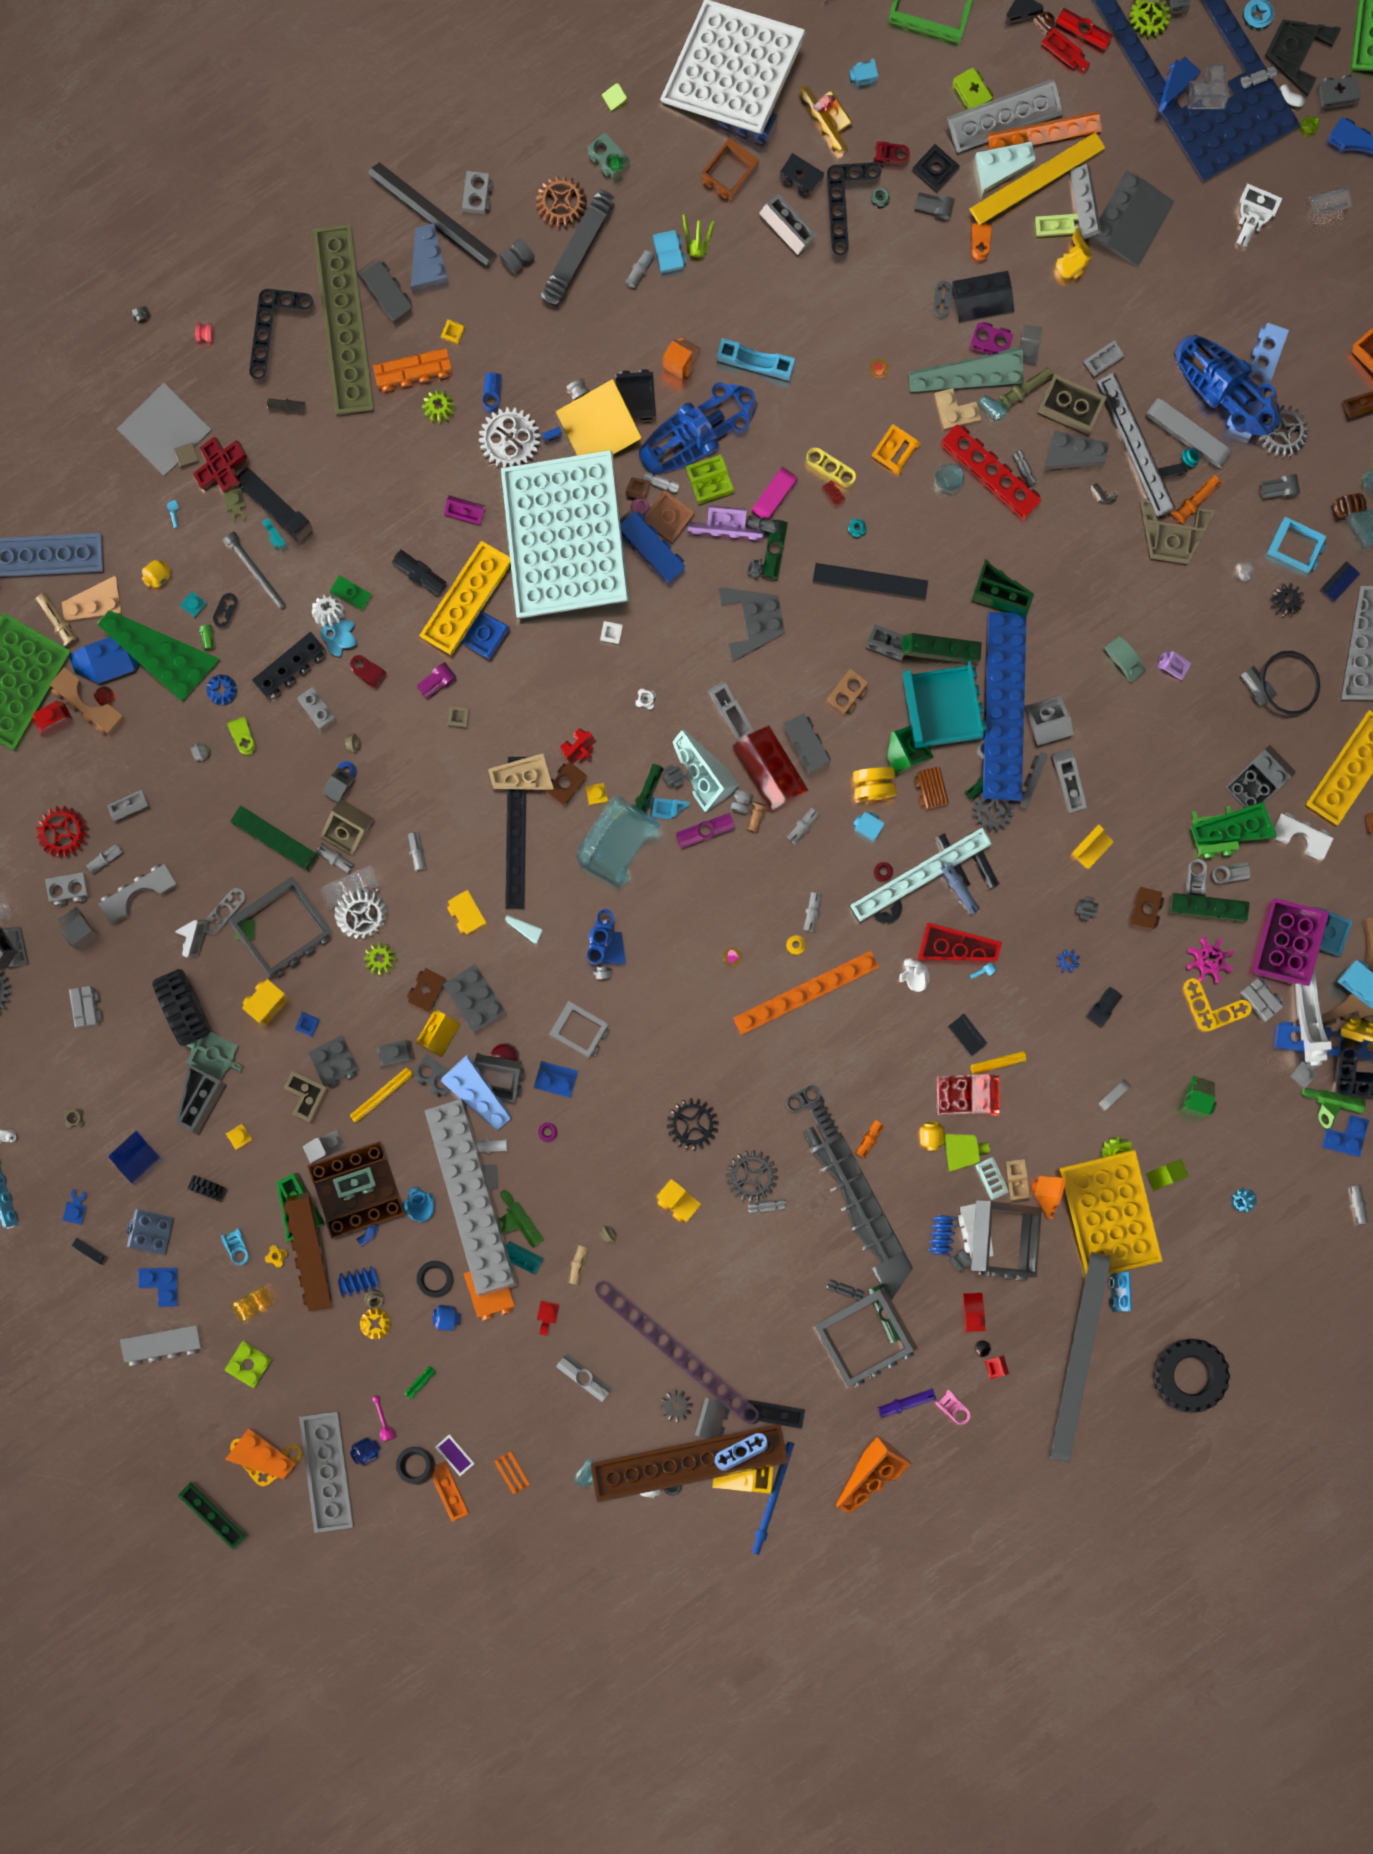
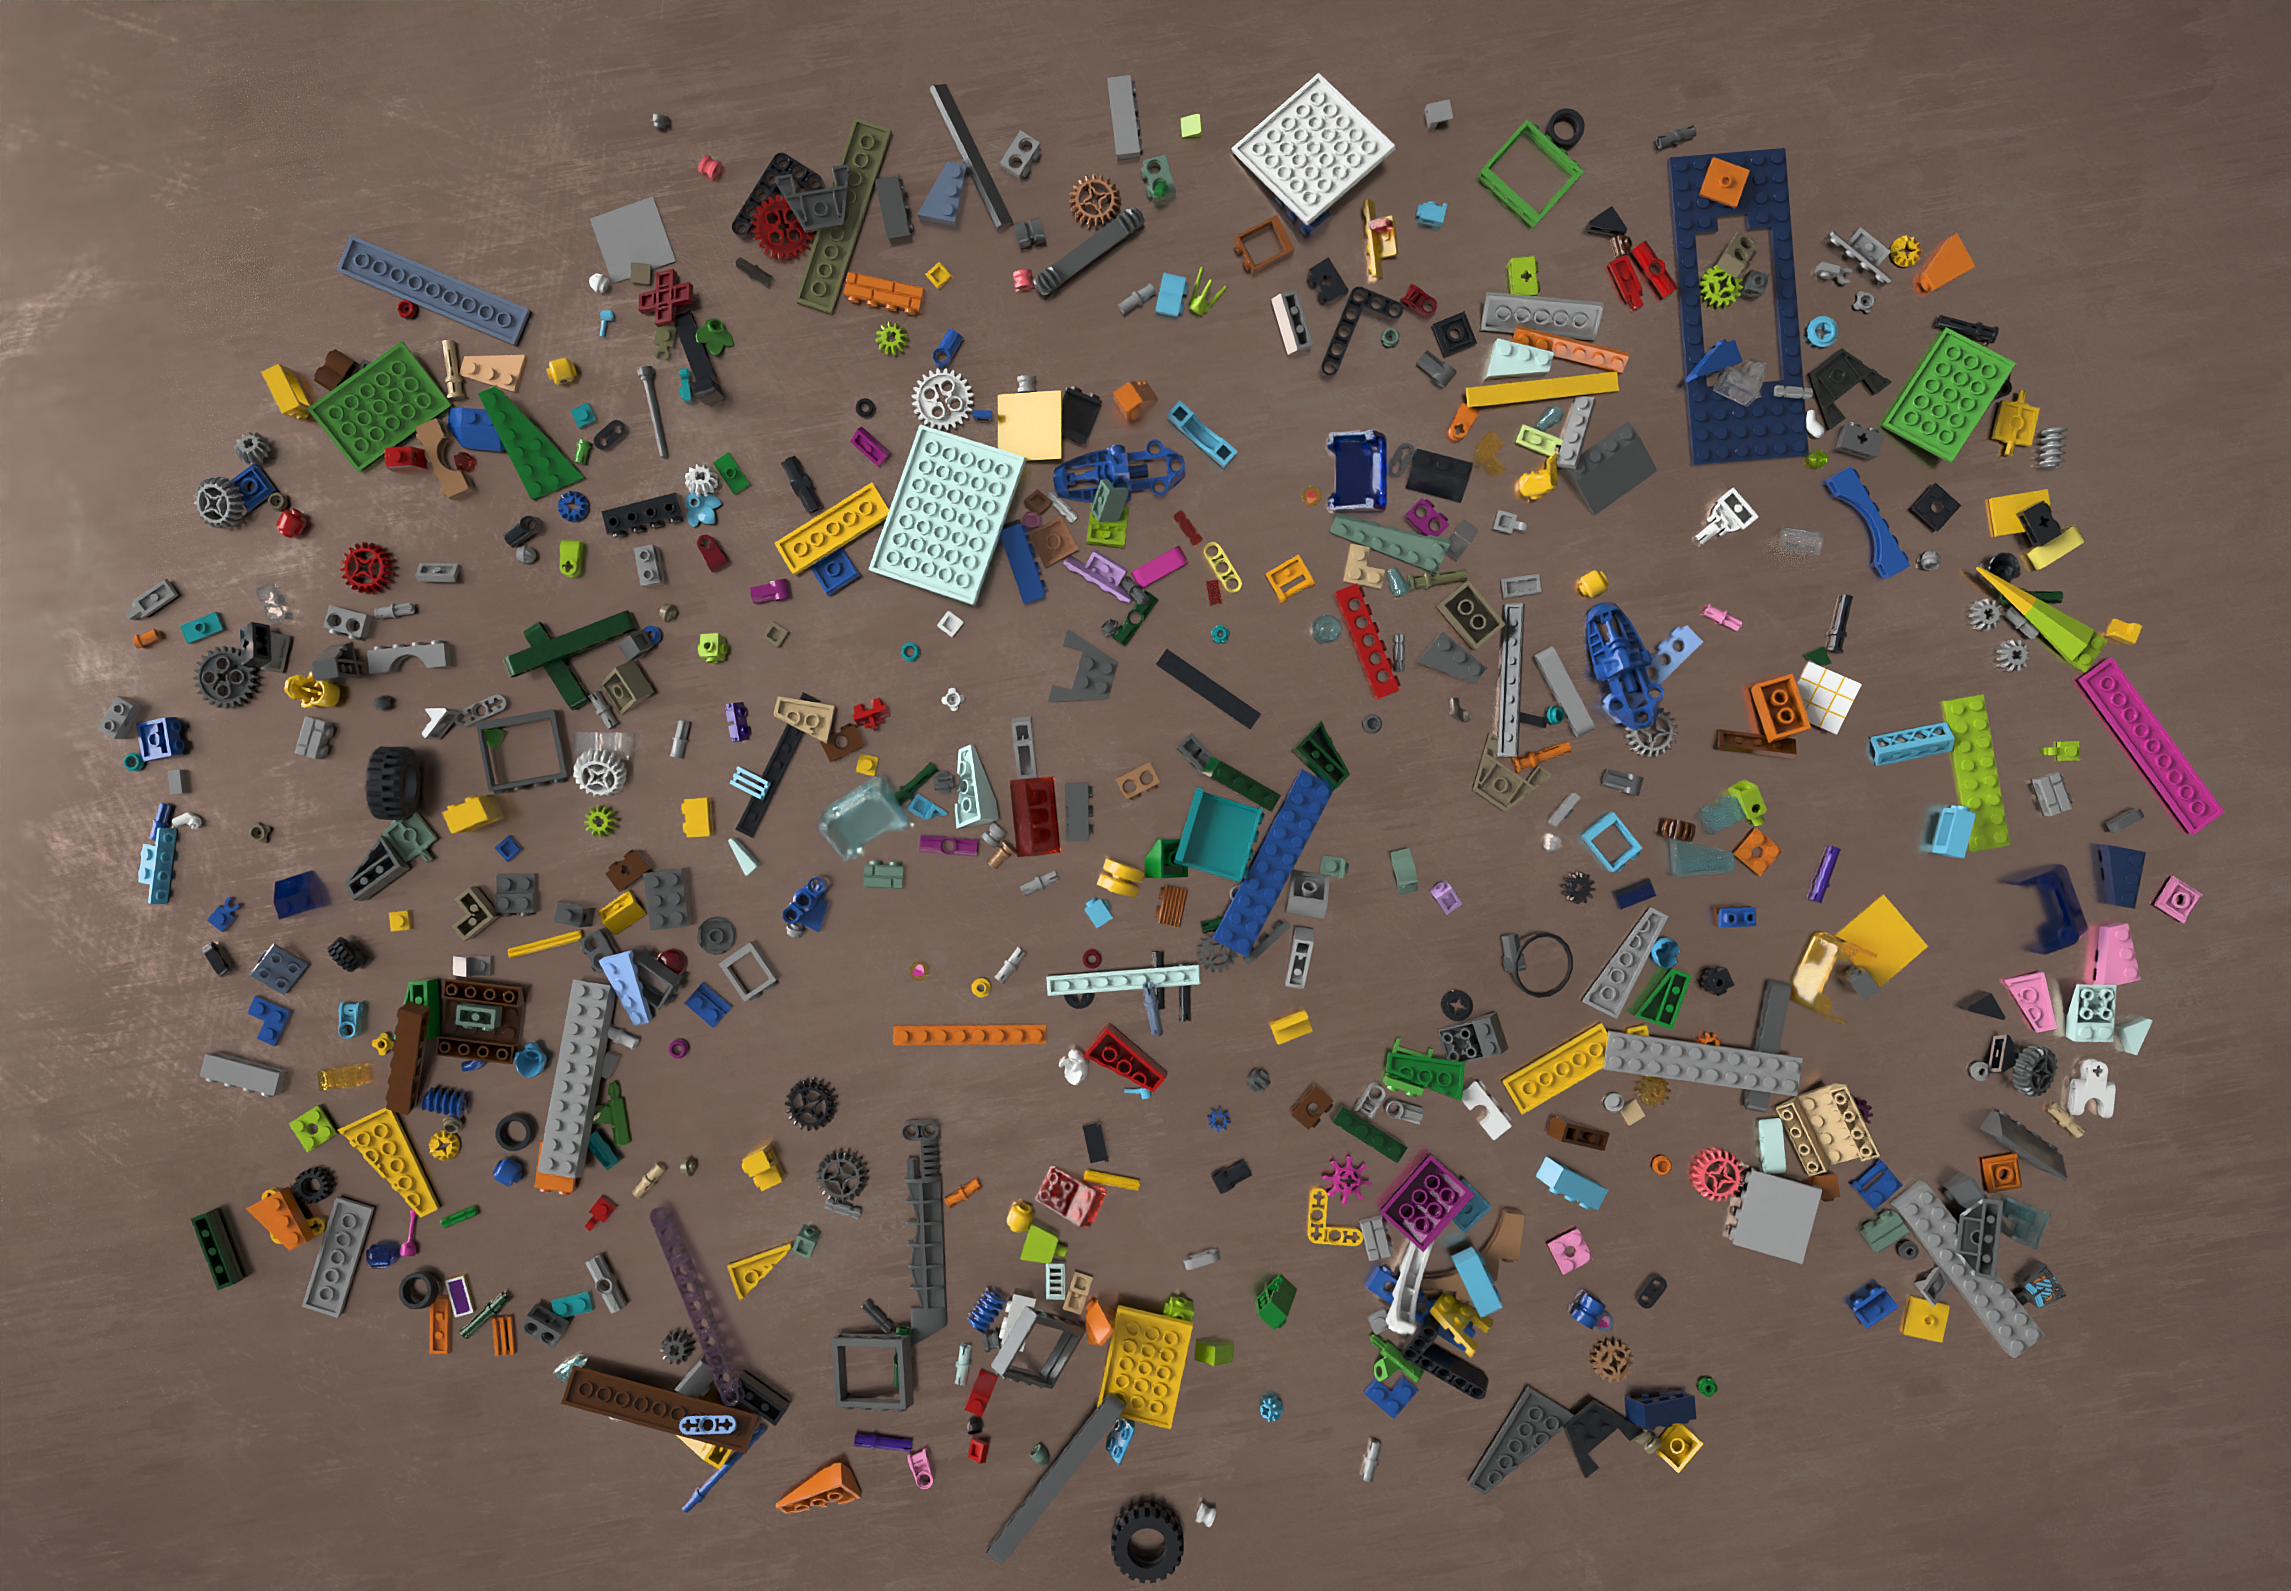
camera: 25 degrees right, 5 degrees up
(66, 963) = (312, 691): none -> yellow head
(131, 946) = (381, 702): none -> dark grey plate
(152, 480) = (599, 283): none -> white plate
(185, 733) = (521, 531): none -> black piece
(278, 478) = (714, 338): none -> bright green plate
(279, 810) = (569, 644): none -> dark green beam
(281, 362) = (765, 229): none -> red gear
(284, 1417) = (301, 1185): none -> black tyre
(321, 321) = (821, 207): none -> dark grey wing
(326, 1351) = (391, 1155): none -> yellow wing
(408, 754) = (712, 647): none -> lime brick
(443, 472) = (865, 401): none -> black plate
(457, 803) = (737, 713): none -> dark purple hinge
(484, 859) = (737, 776): none -> tile
(489, 1454) = (491, 1310): none -> dark green pin
(530, 299) = (1023, 279): none -> coral wheel
(533, 1013) = (716, 935): none -> dark grey tile
(546, 1438) = (544, 1326): none -> dark grey brick
(552, 117) = (1123, 117): none -> light grey brick
(561, 1414) = (573, 1304): none -> teal plate
(591, 670) = (904, 649): none -> teal plate
(660, 885) = (884, 876): none -> sand green brick
(702, 456) = (1108, 502): none -> sand green panel
(710, 1302) = (749, 1271): none -> yellow wing
(748, 1252) = (806, 1241): none -> sand green bracket
(782, 447) = (1187, 527): none -> clear red axle
(910, 325) = (1359, 471): none -> clear blue windscreen
(945, 1295) = (963, 1364): none -> light aqua pin
(1014, 256) = (1484, 453): none -> clear yellow brick
(1032, 542) = (1372, 723): none -> dark grey plate
(1055, 1345) = (1039, 1455): none -> sand green hose
(1056, 200) = (1550, 417): none -> clear light blue cone
(1060, 685) = (1333, 866): none -> sand green bracket
(1063, 309) = (1506, 522): none -> light grey plate
(1167, 326) = (1593, 584): none -> yellow head
(1233, 1326) = (1206, 1515): none -> white wheel
(1237, 749) = (1465, 1001): none -> black gear
(1241, 536) = (1564, 810): none -> light grey plate
(1296, 301) = (1723, 617): none -> bright pink axle

